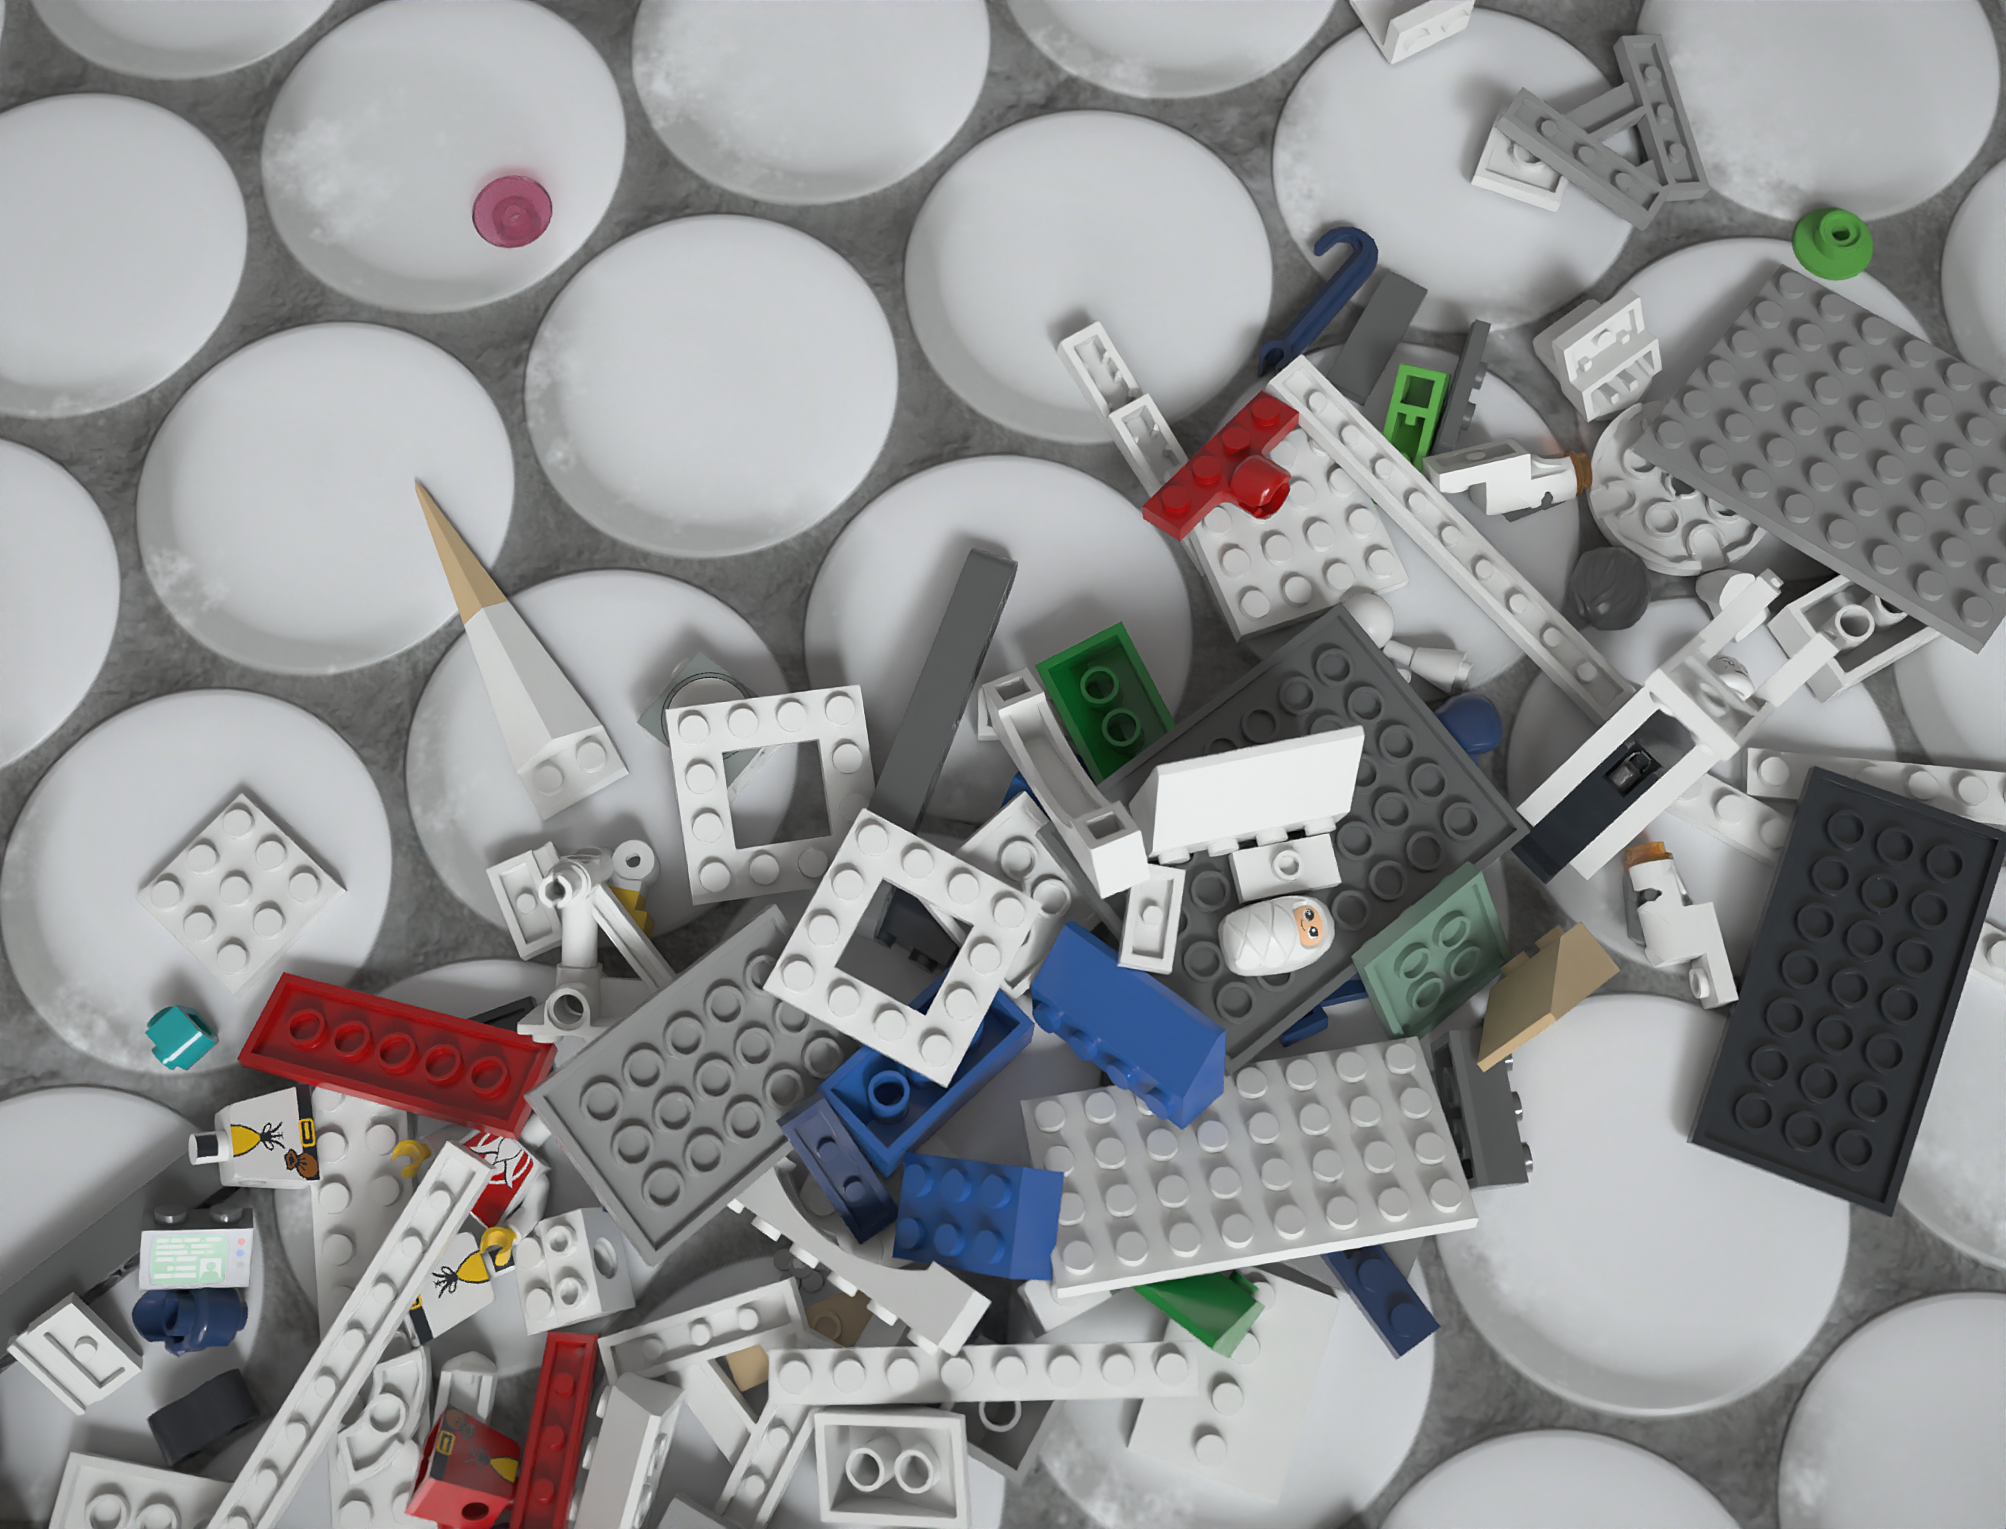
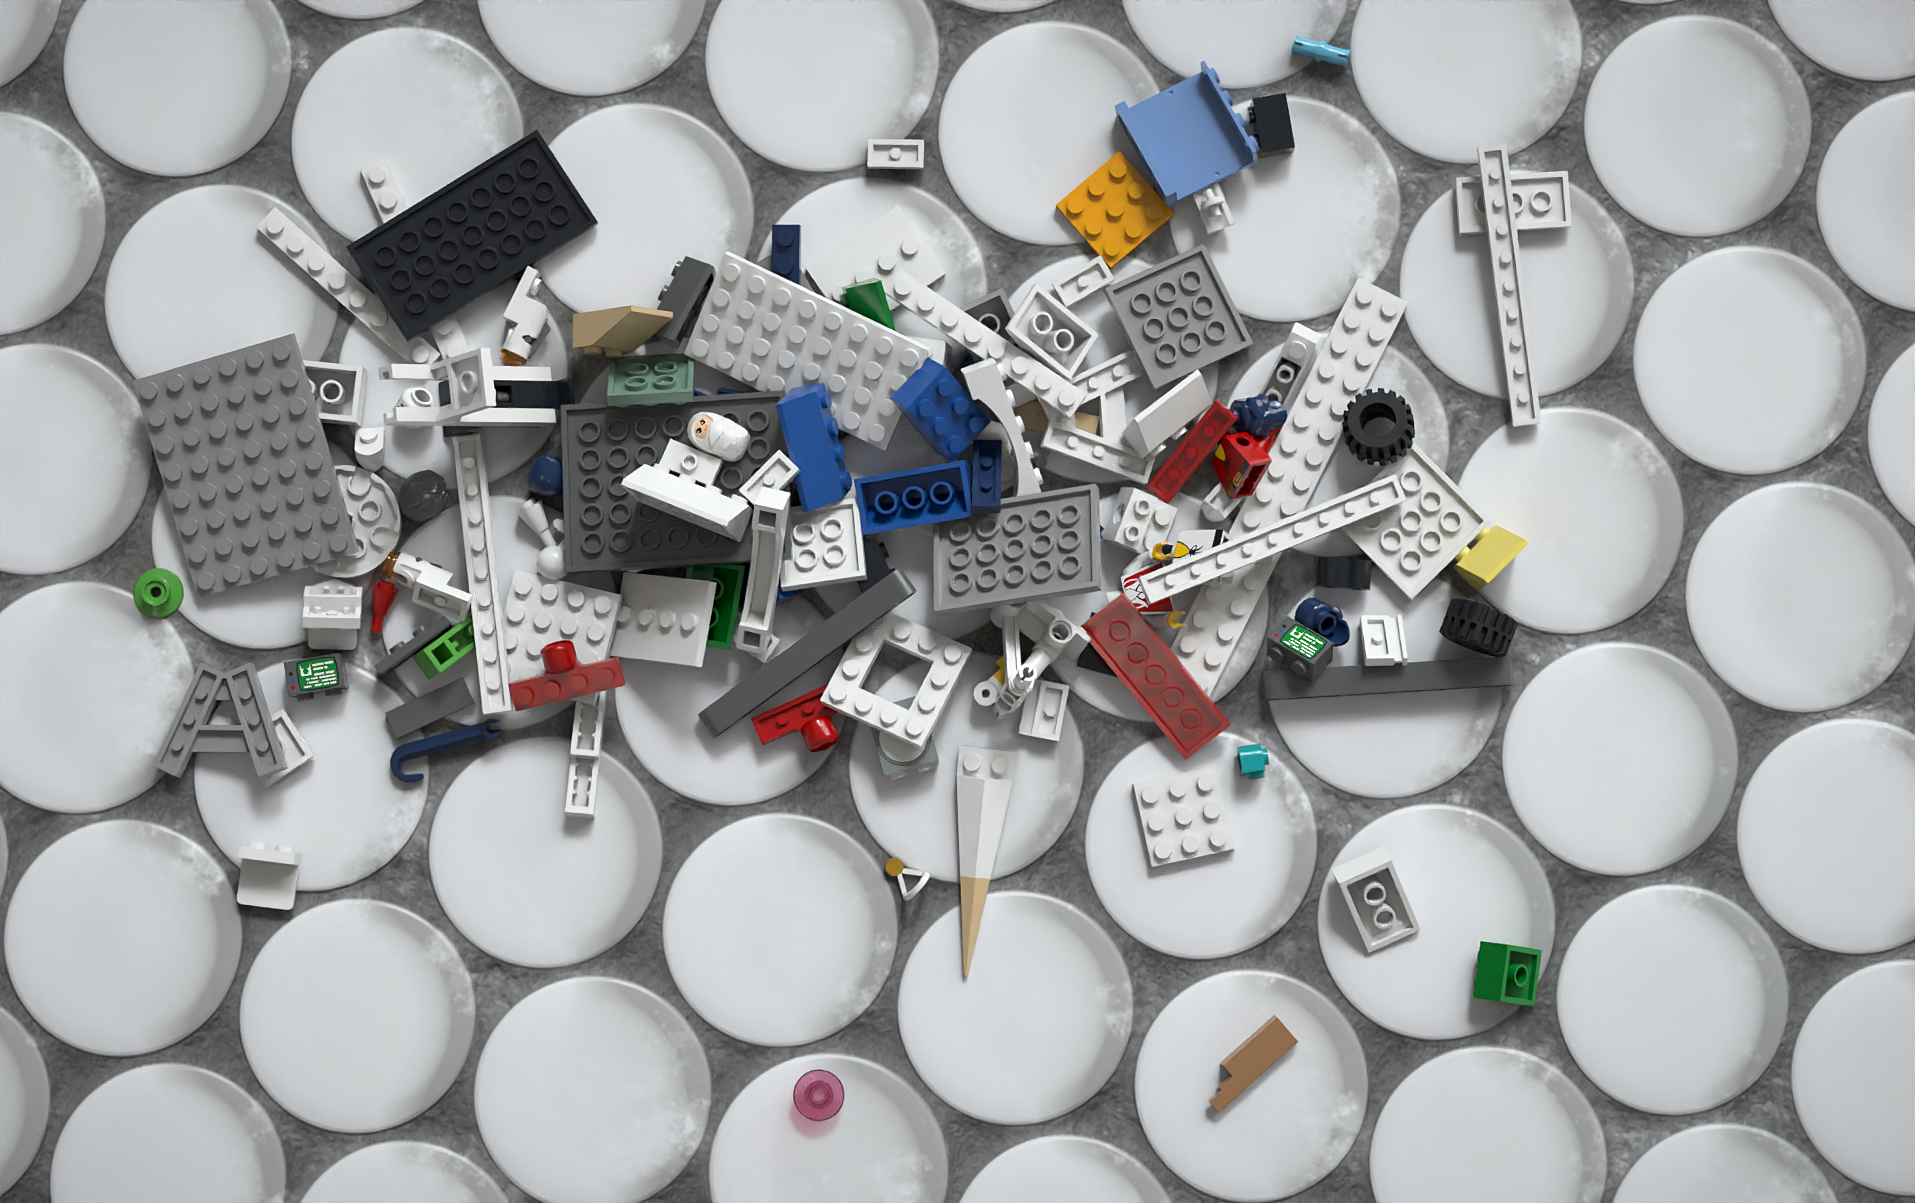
camera: 150 degrees left, 10 degrees up
(262, 1142) = (1240, 679): white torso -> none
(390, 1416) = (1260, 512): white tile -> none
(608, 556) = (895, 868): none -> white piece
(873, 656) = (802, 716): none -> red plate
(993, 909) = (900, 498): white plate -> none
(1153, 638) = (663, 619): none -> white plate
(1551, 426) = (382, 599): none -> red cone
(1552, 272) = (316, 676): none -> brick

